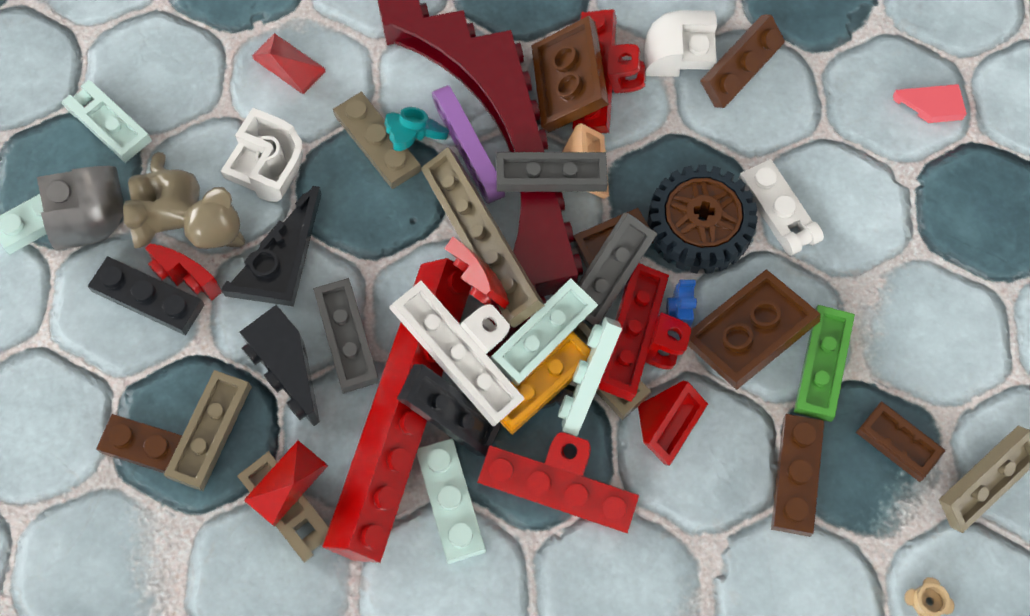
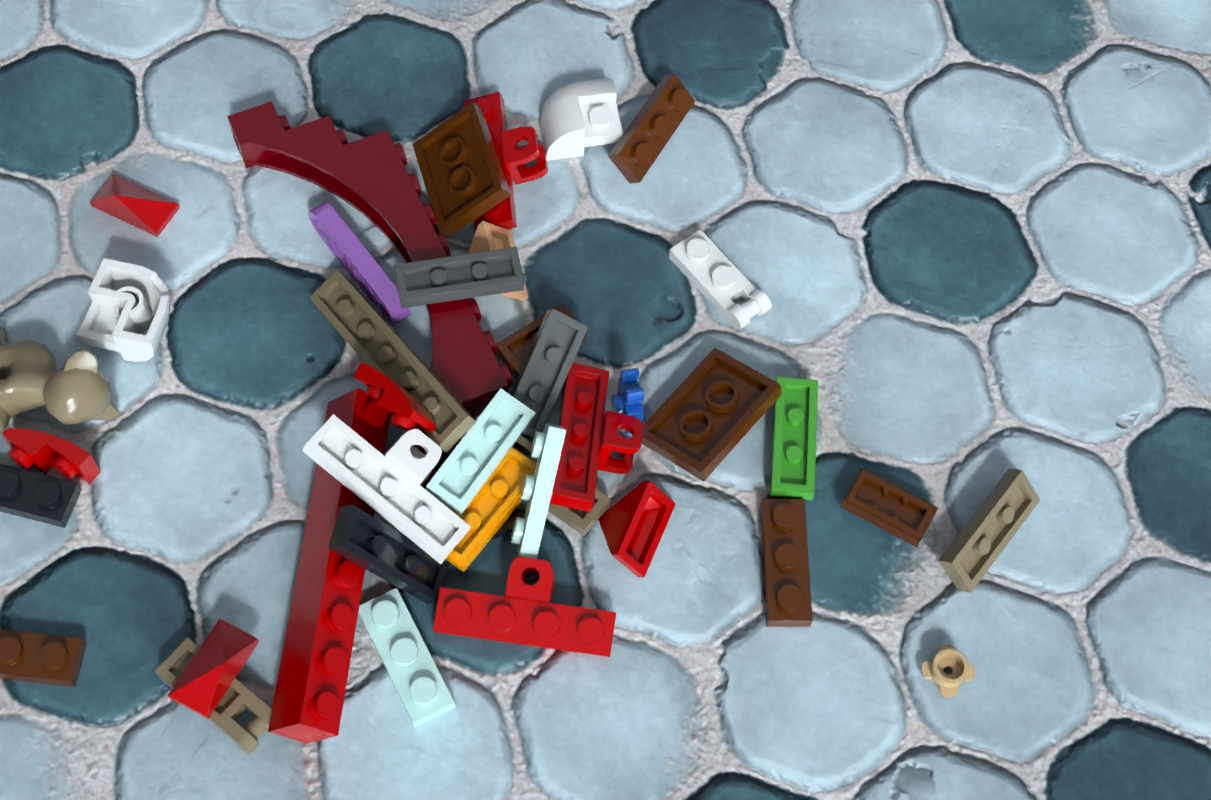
camera: 15 degrees left, 5 degrees down
(208, 430) = (111, 628): dark tan plate -> none
(277, 266) = (161, 431): black wing -> none
(283, 353) = (181, 524): black slope -> none
(346, 335) = (255, 495): dark grey plate -> none
(370, 134) = (253, 275): dark tan plate -> none
(412, 124) = (290, 251): teal animal -> none
(700, 243) = (642, 330): wheel -> none
(934, 102) = (866, 144): coral tile -> none

